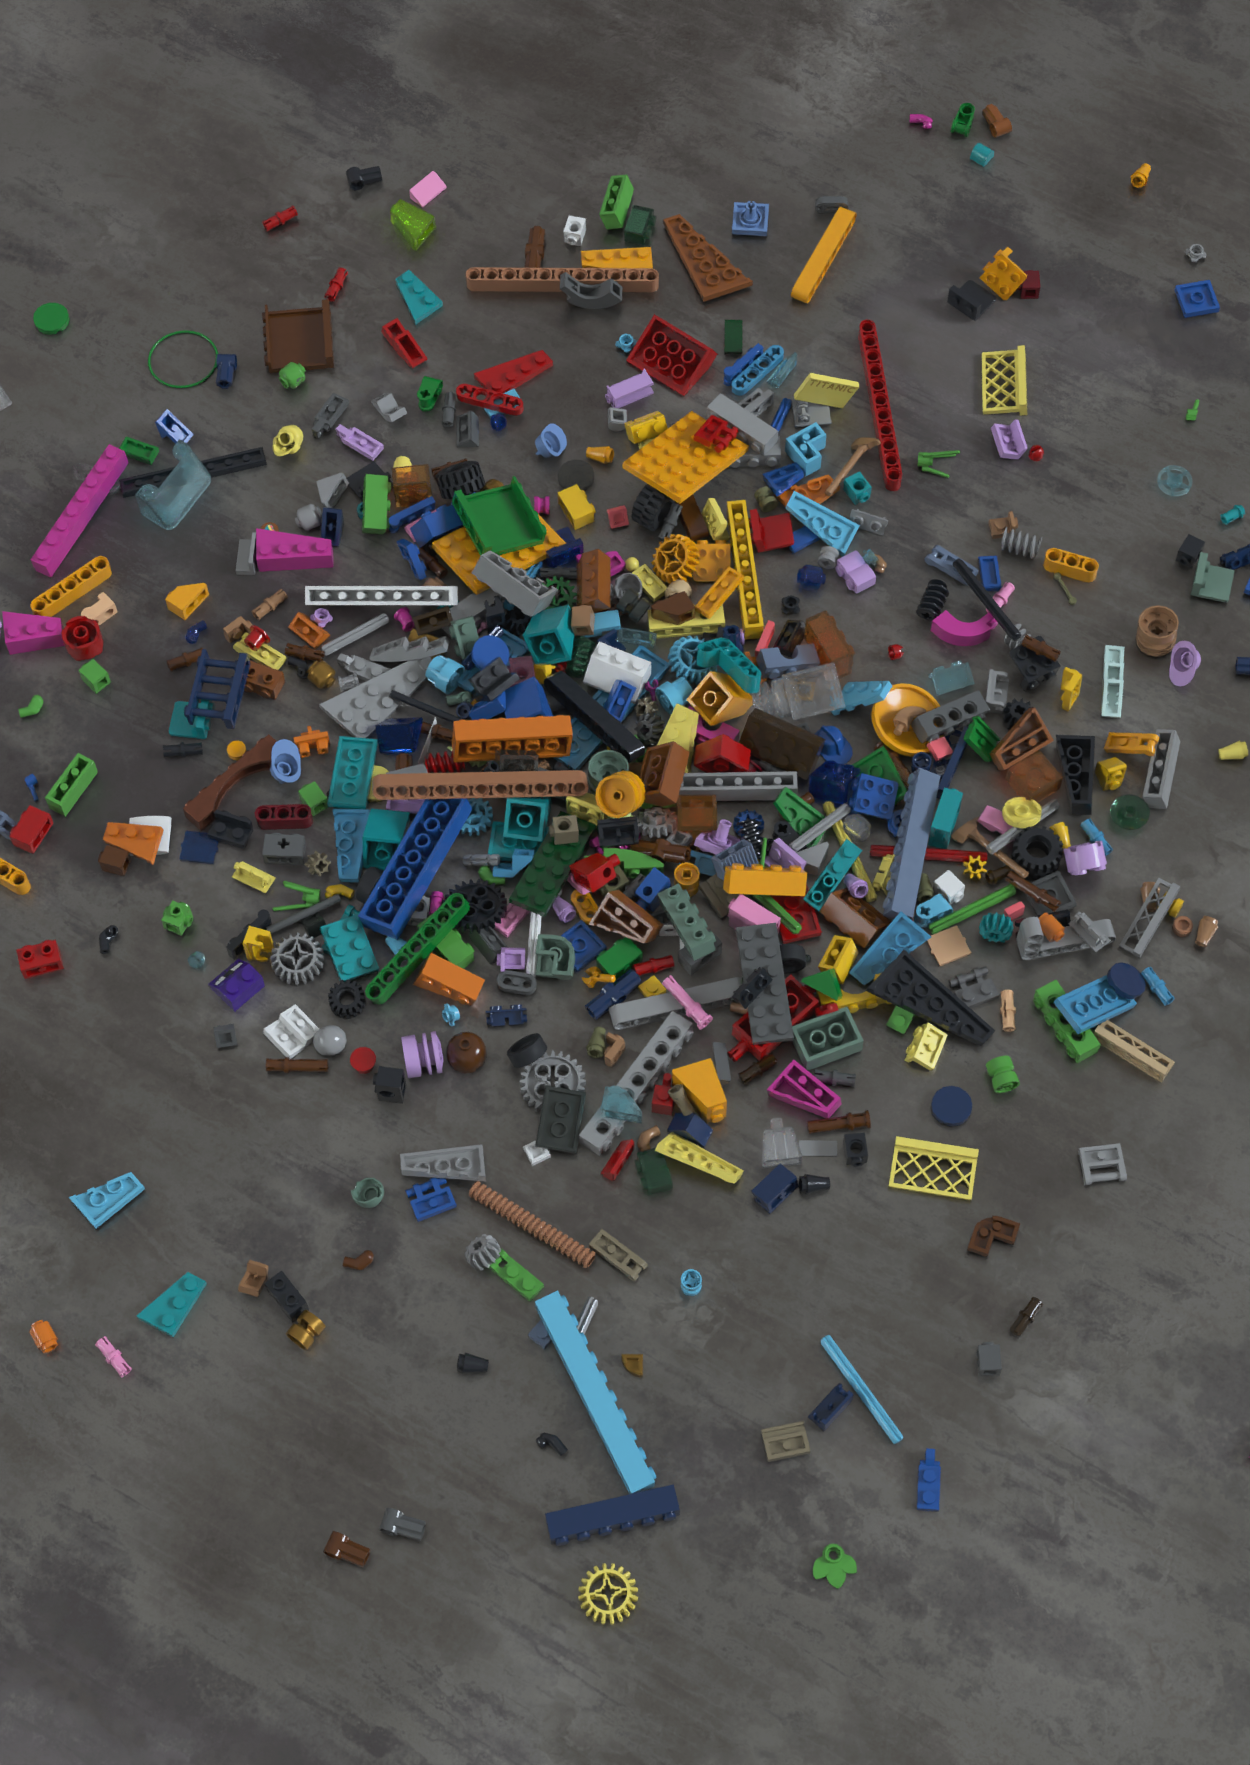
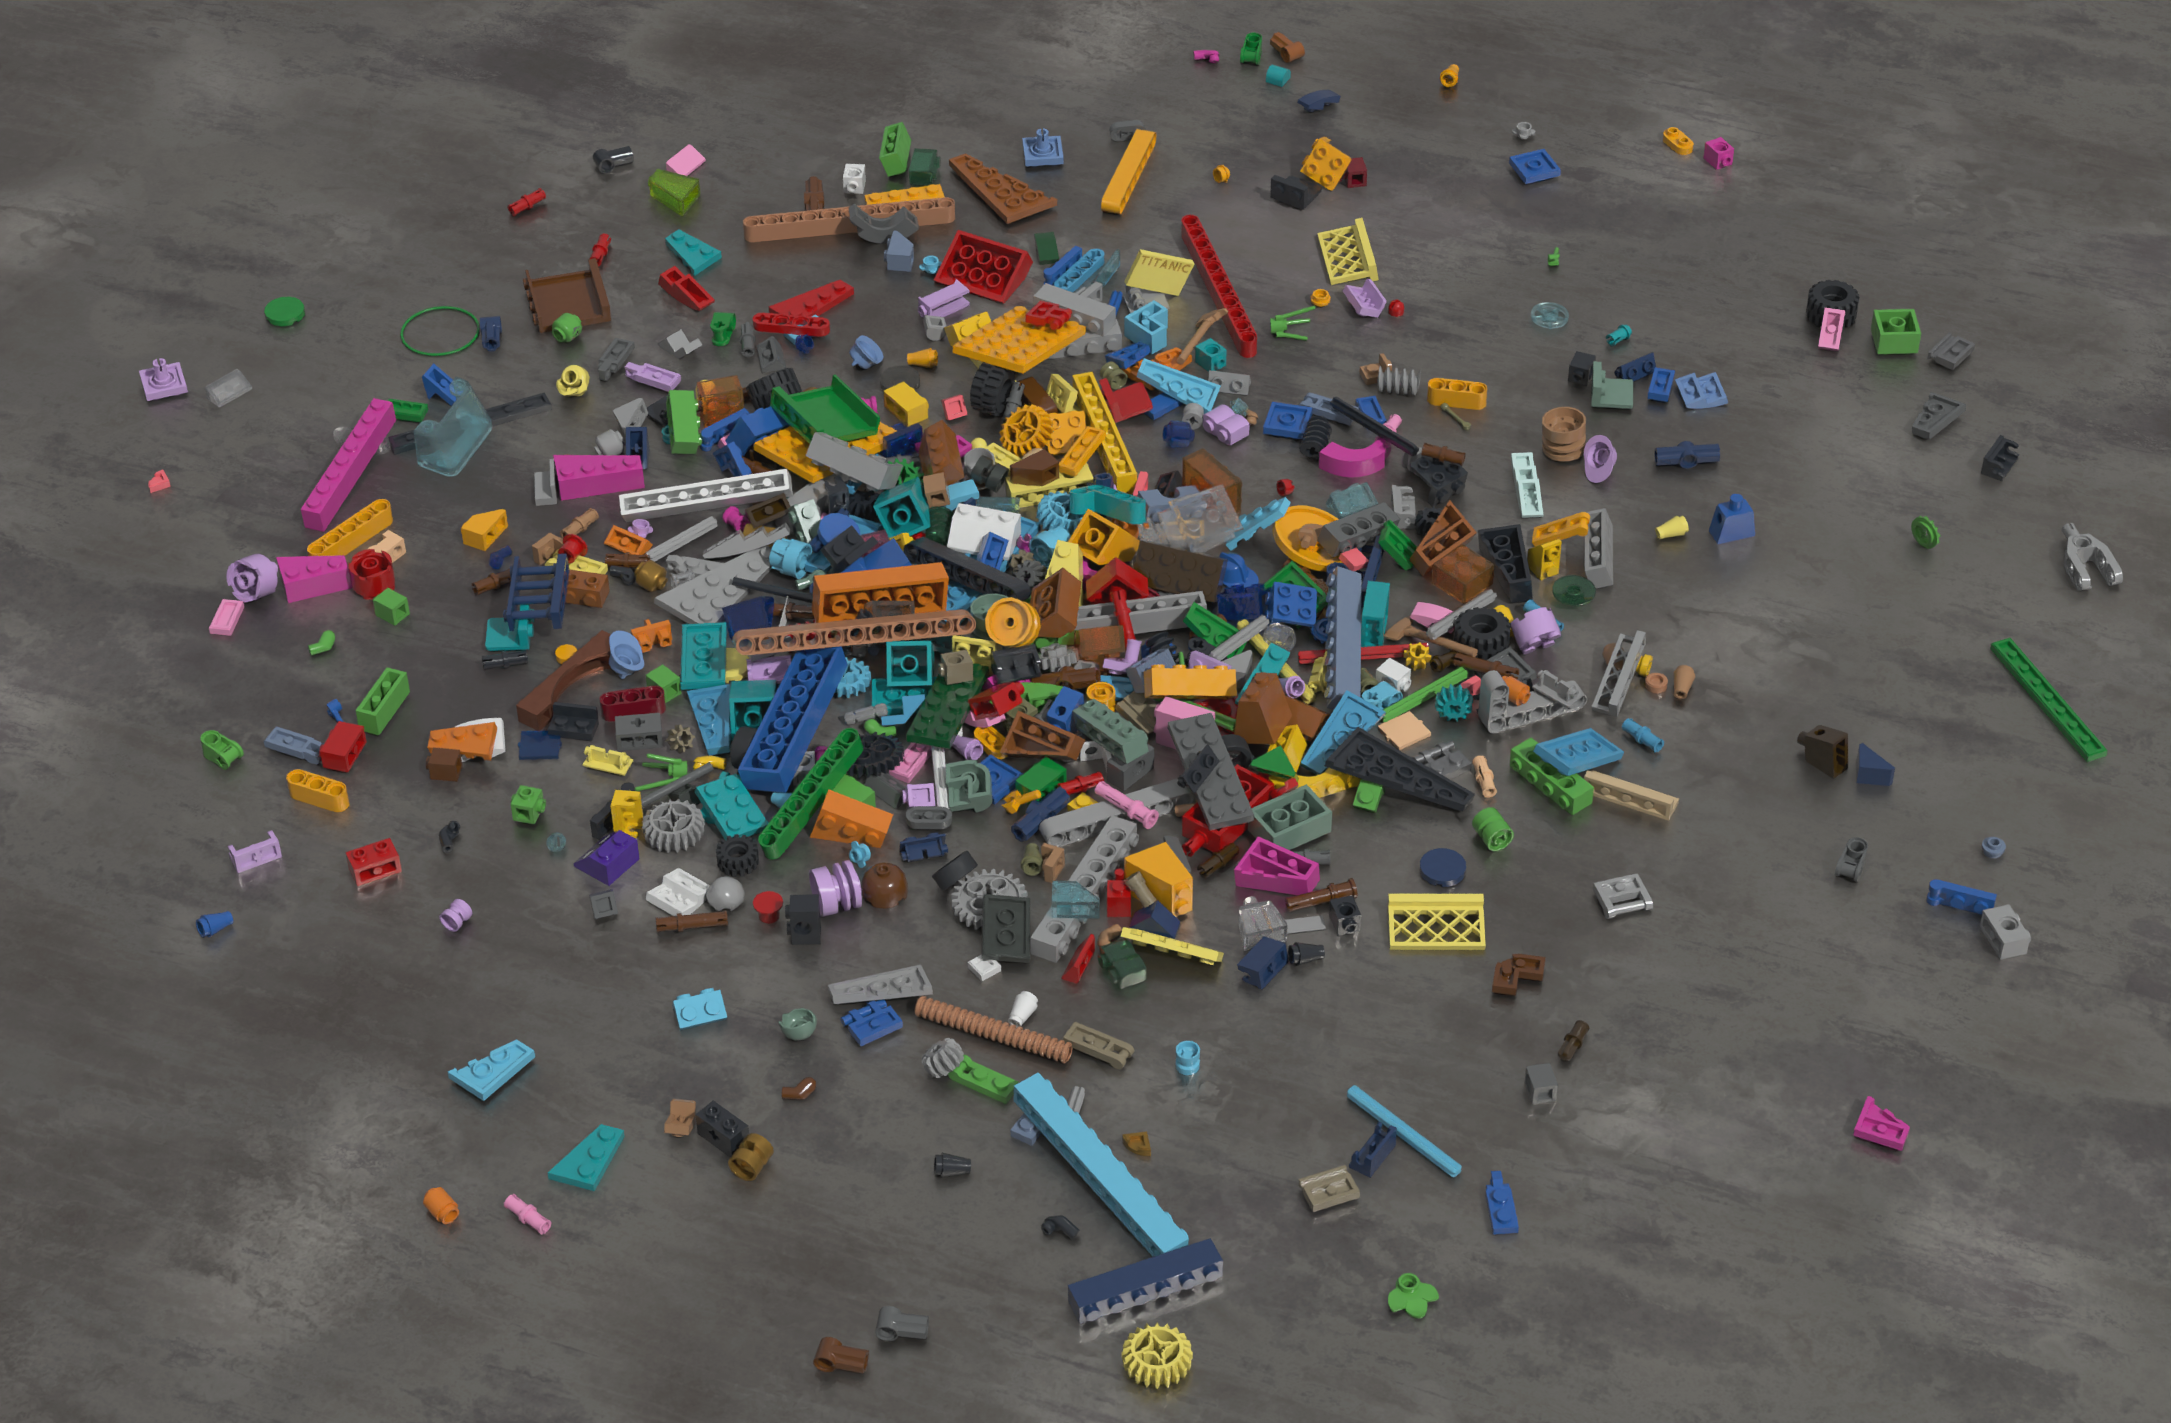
camera: 10 degrees left, 20 degrees down
(100, 1028) = (455, 915): none -> lavender wheel
(288, 1162) = (699, 1009): none -> medium azure bracket
(560, 1205) = (1023, 1007): none -> white cone
(600, 327) = (899, 253): none -> sand blue slope
(721, 788) = (1122, 614): none -> red pin
(790, 600) = (1161, 460): black plate -> none
(822, 924) = (1262, 710): none -> dark orange slope
(907, 269) = (1221, 174): none -> light orange plate
(912, 573) = (1287, 420): none -> blue plate
(926, 1046) = (1401, 816): light yellow bracket -> none
(969, 427) = (1320, 298): none -> light orange plate
(1010, 190) = (1317, 99): none -> dark blue slope
(1021, 812) = (1457, 601): light yellow tile -> none
(1071, 686) = (1482, 490): yellow bracket -> none
(1126, 980) = (1608, 732): dark blue tile -> none

